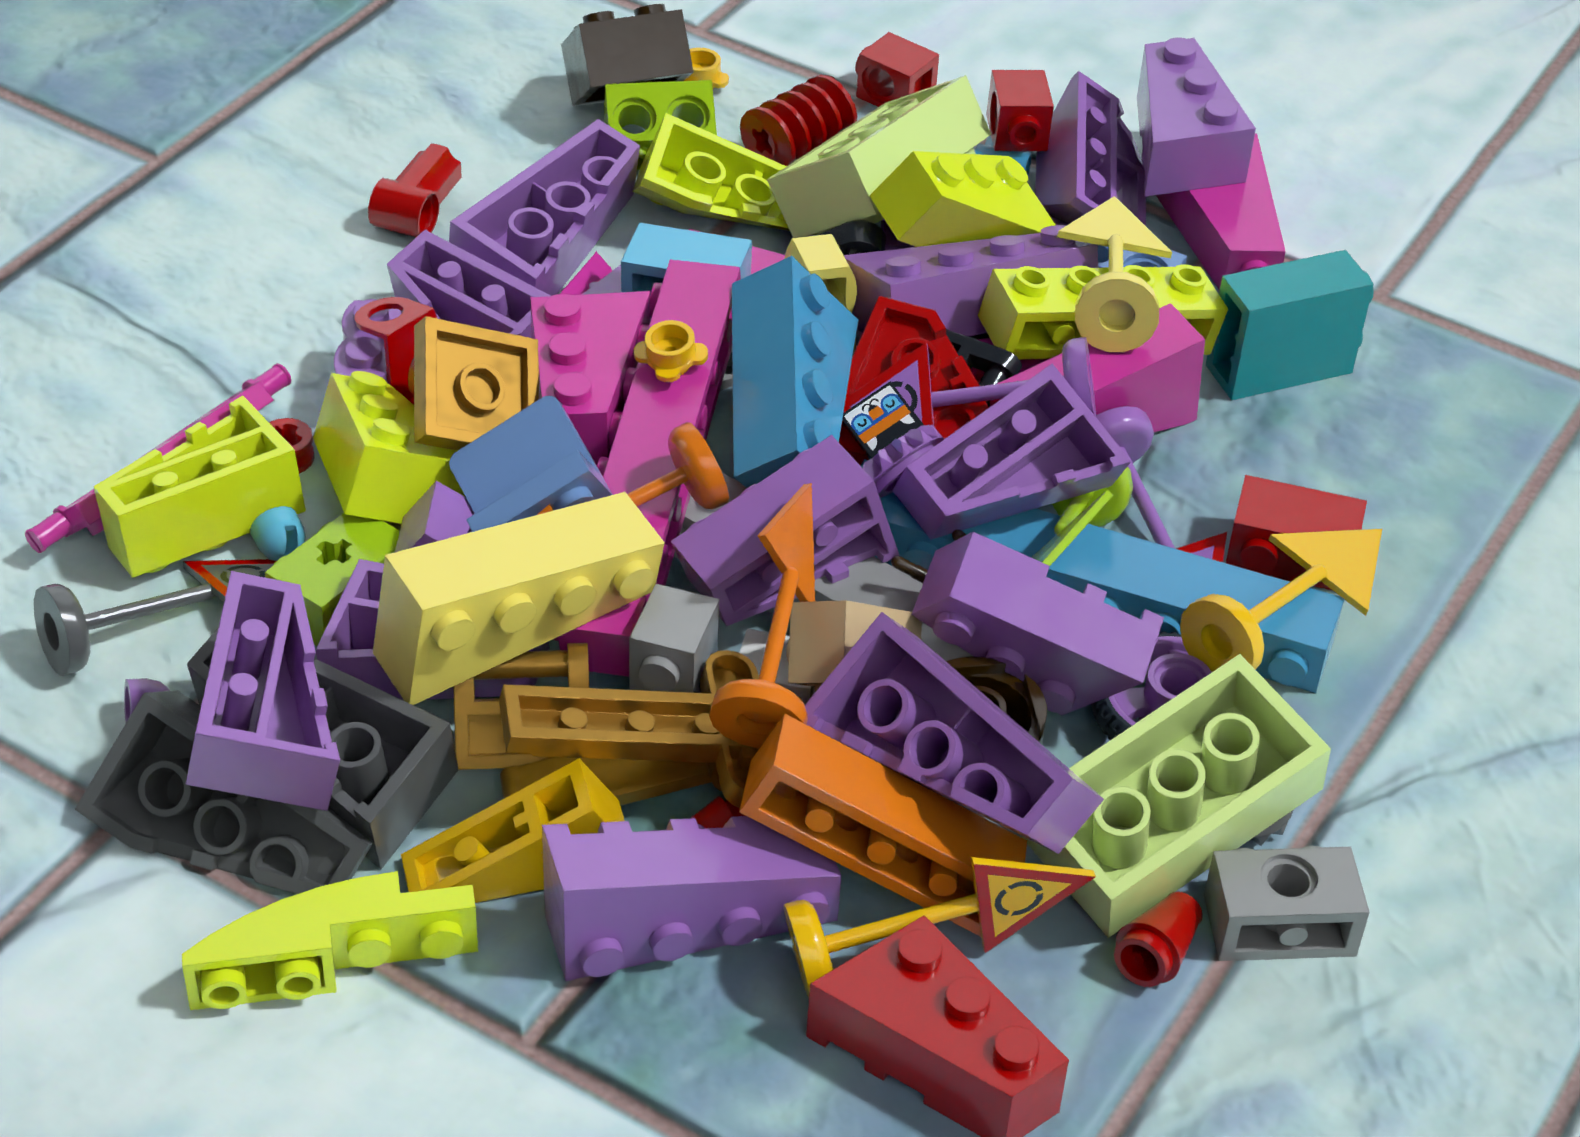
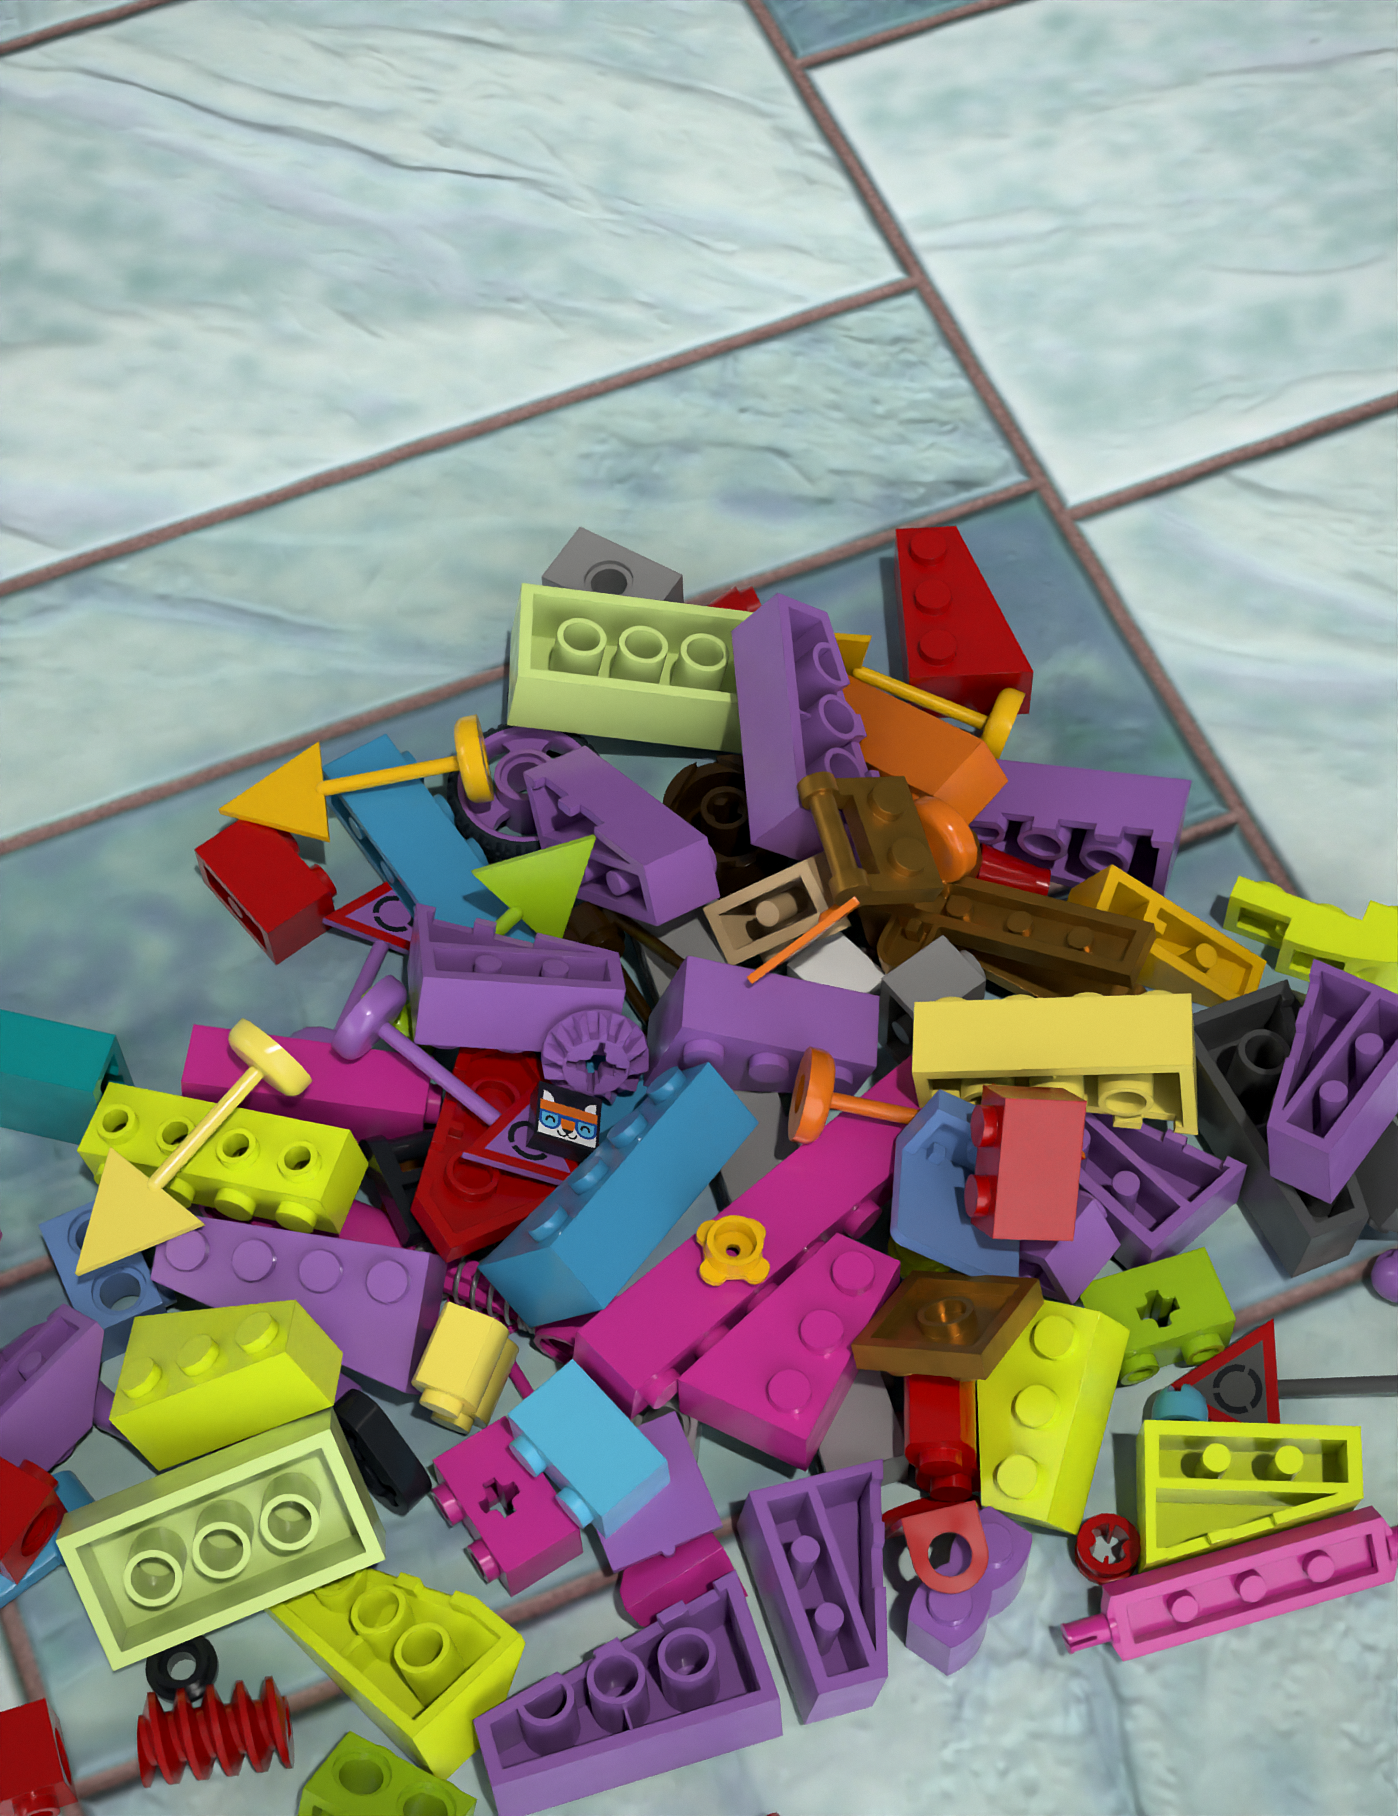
camera: 140 degrees left, 15 degrees up
(485, 467) = (1026, 1162): none -> brick
(794, 648) = (885, 835): none -> pearl gold plate

